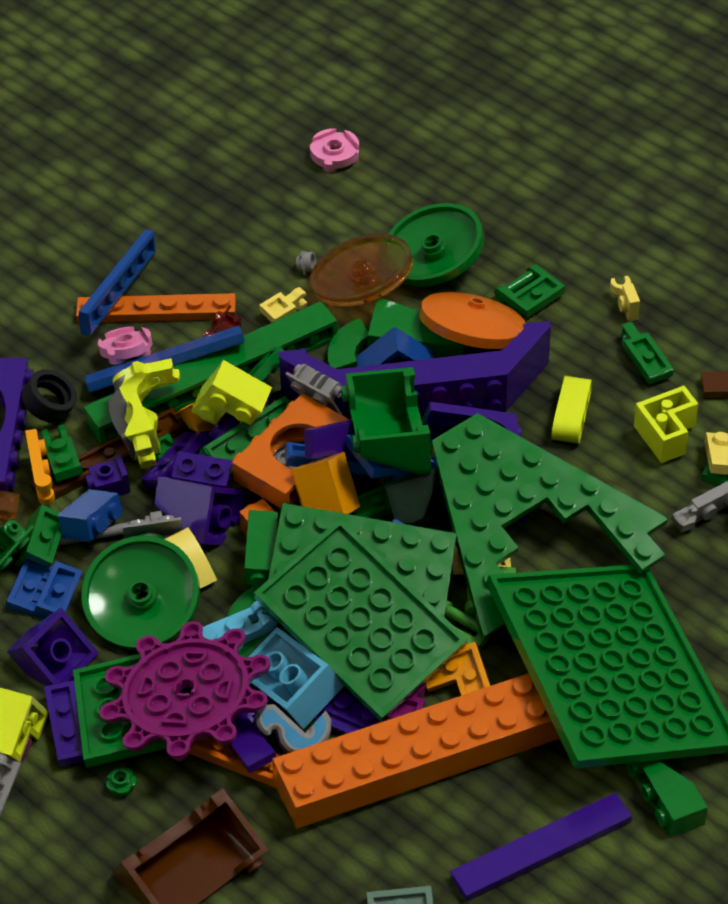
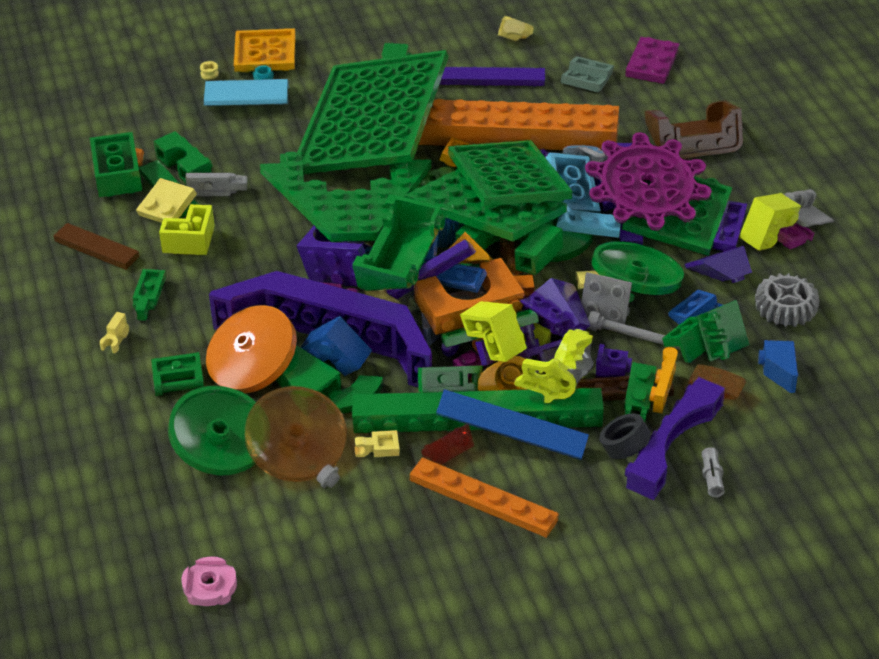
camera: 150 degrees left, 5 degrees down
(90, 515) = (643, 329): blue brick -> none
(117, 282) = (506, 507): blue tile -> none
(125, 344) = (533, 475): bright pink plate -> none
(315, 385) = (424, 316): light grey hinge -> none
(571, 409) = (241, 269): neon yellow beam -> none

